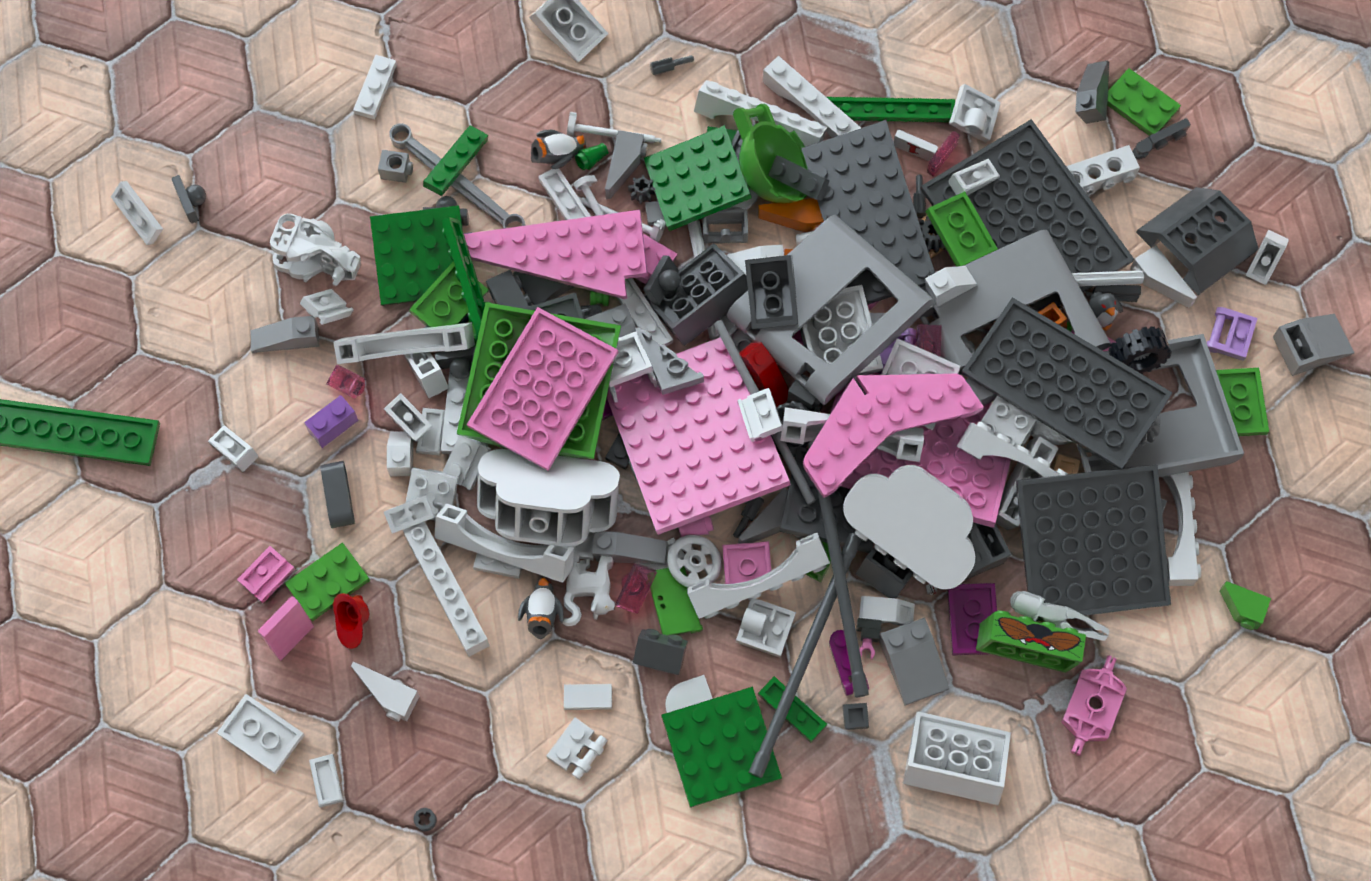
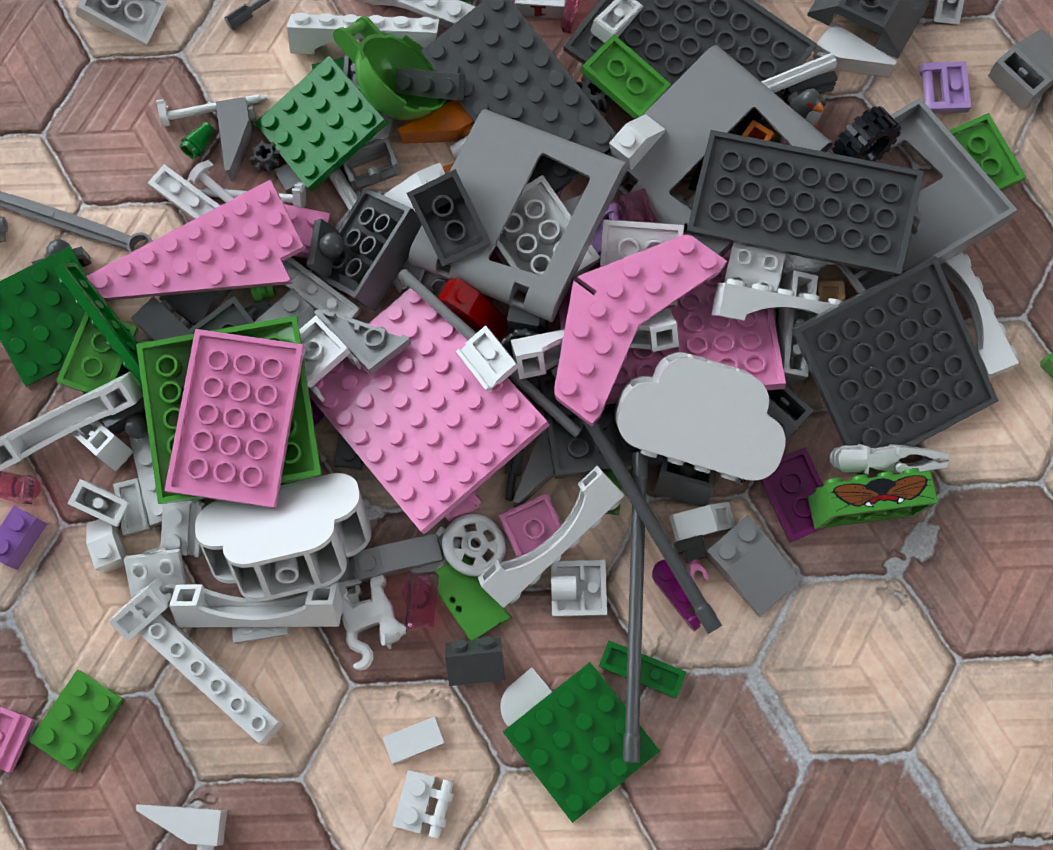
camera: 15 degrees left, 5 degrees up
(286, 628) = (42, 801): bright pink tile -> none
(337, 494) = (52, 617): dark grey beam -> none
(350, 617) = (116, 751): red piece -> none
(455, 160) = (50, 198): green plate -> none
(541, 609) = (326, 663): animal -> none
(555, 148) = (155, 145): animal -> none
(855, 716) = (713, 650): dark grey plate -> none
(919, 198) = (565, 59): dark grey axle -> none
(957, 758) = (840, 655): white slope -> none
(1081, 718) = (951, 559): bright pink plate -> none

